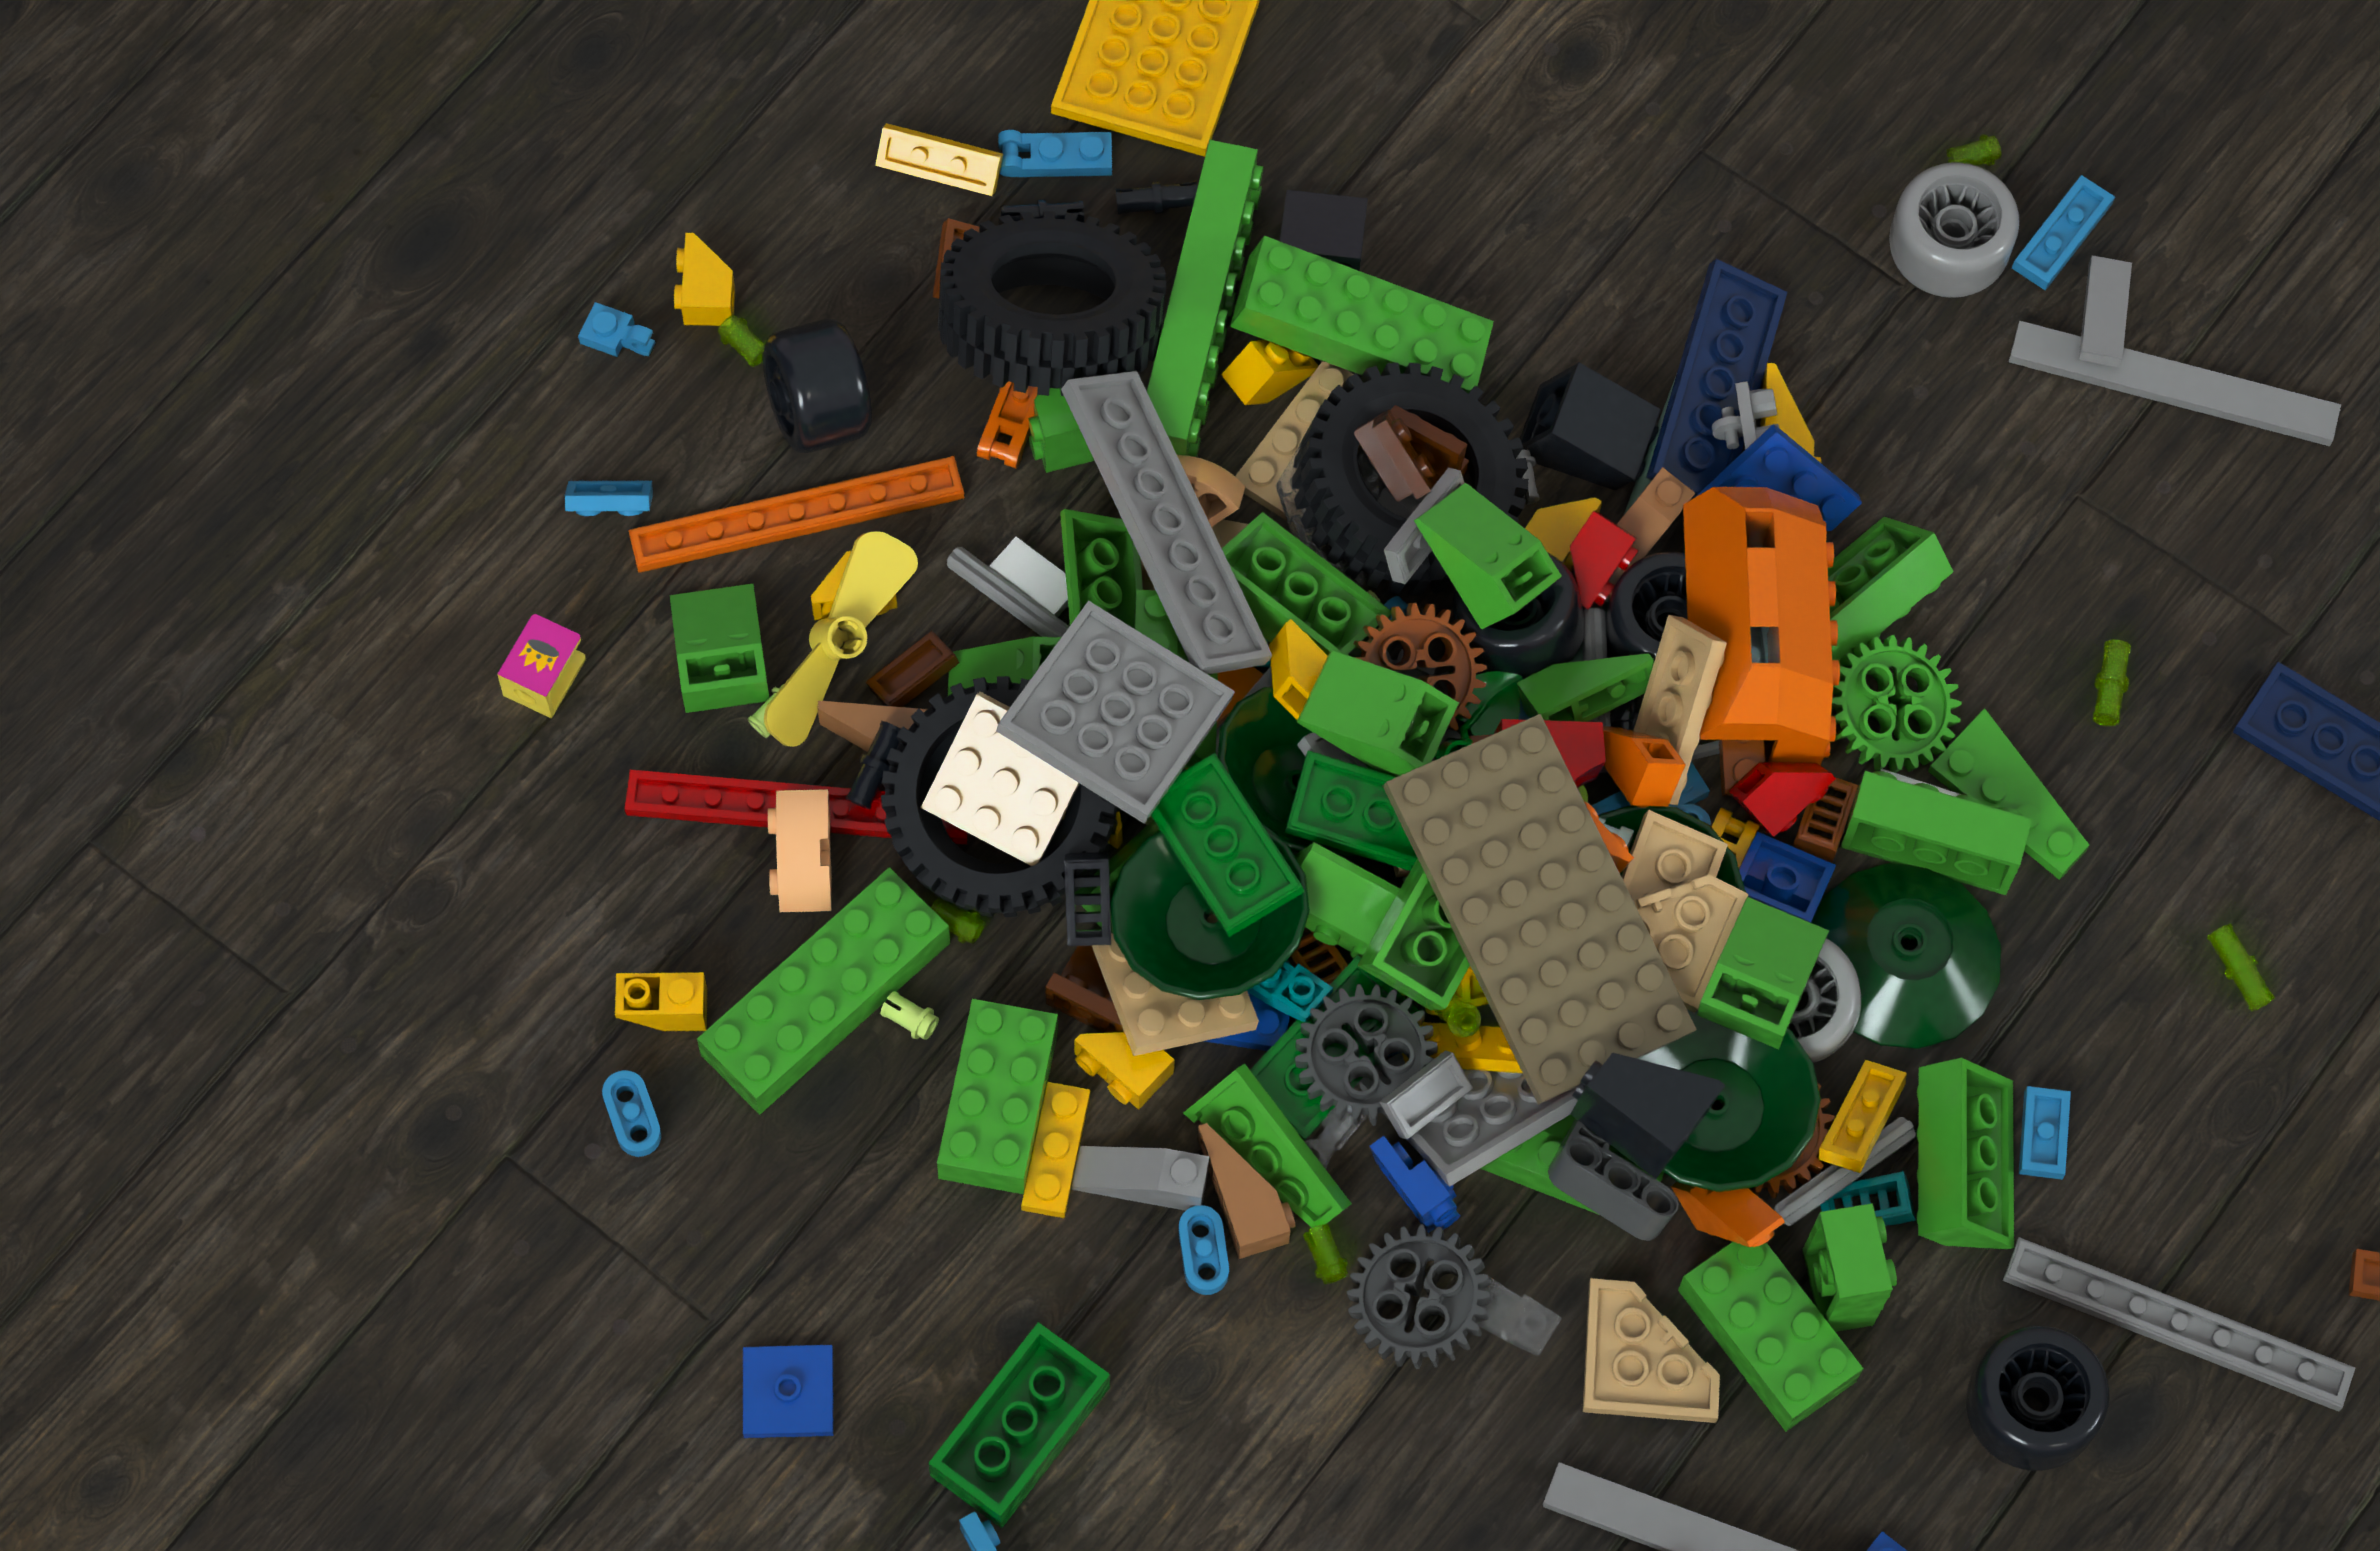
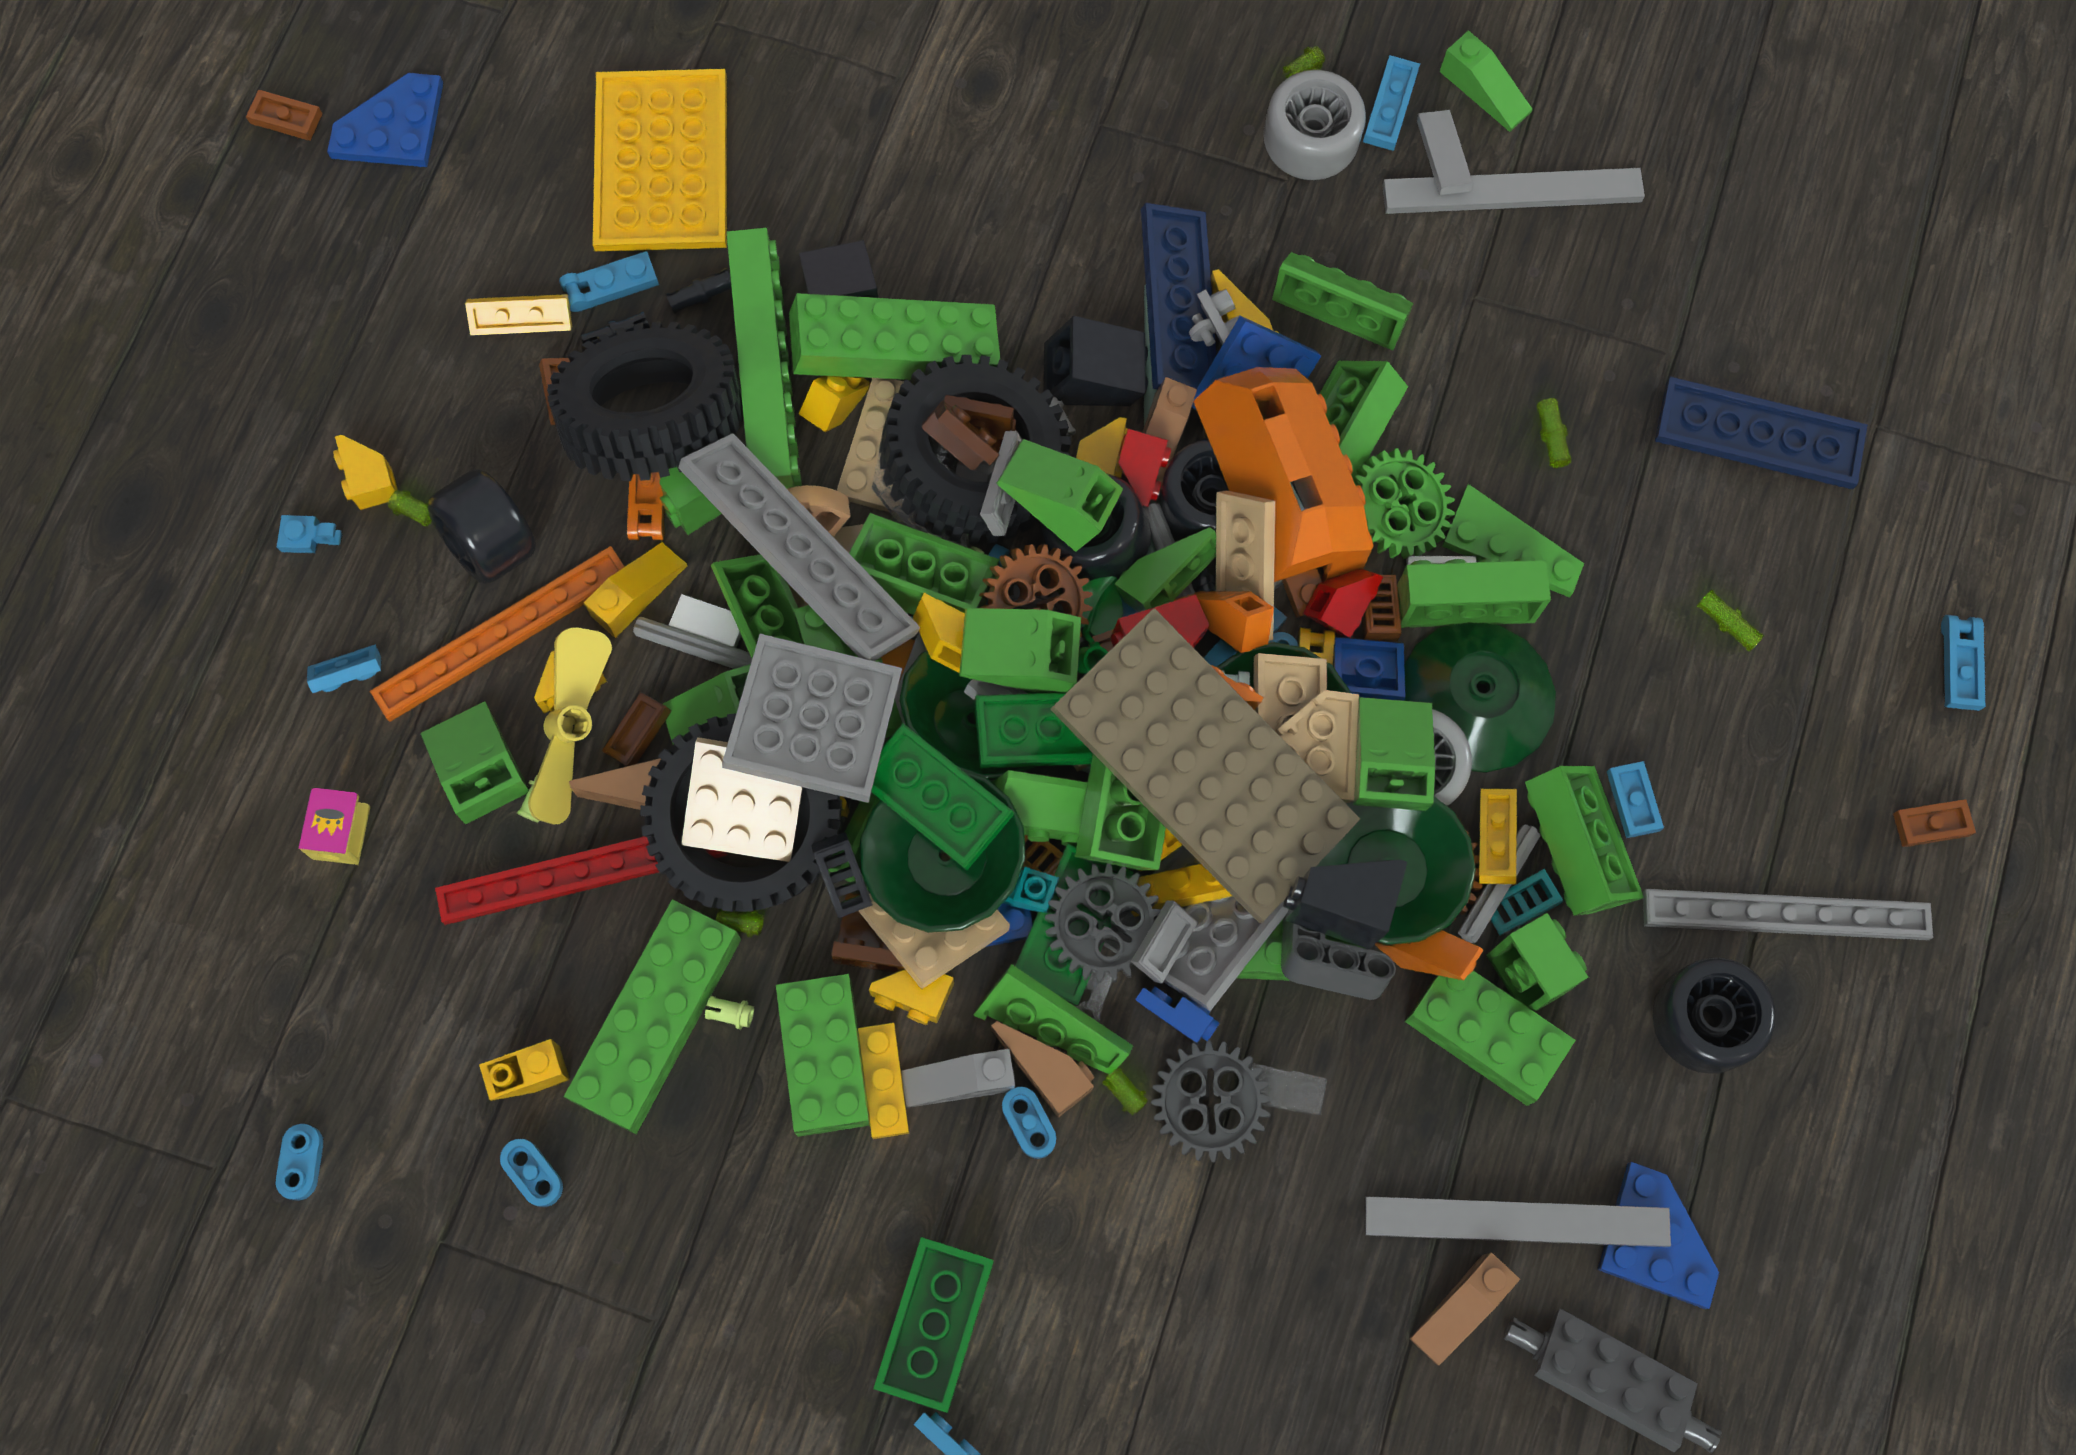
camera: 20 degrees left, 5 degrees up
(383, 1014) = (300, 1161): none -> dark azure plate
(788, 1391) = (736, 1360): blue plate -> none
(802, 849) = (597, 908): light nougat brick -> none
(873, 764) = (631, 820): black pin -> none
(963, 512) = (633, 588): none -> yellow slope
(1461, 1017) = (1171, 869): clear neon green pin -> none
(1641, 1360) = (1399, 1090): tan plate -> none
(1912, 446) = (1341, 300): none -> bright green slope
(2188, 242) = (1484, 79): none -> bright green slope

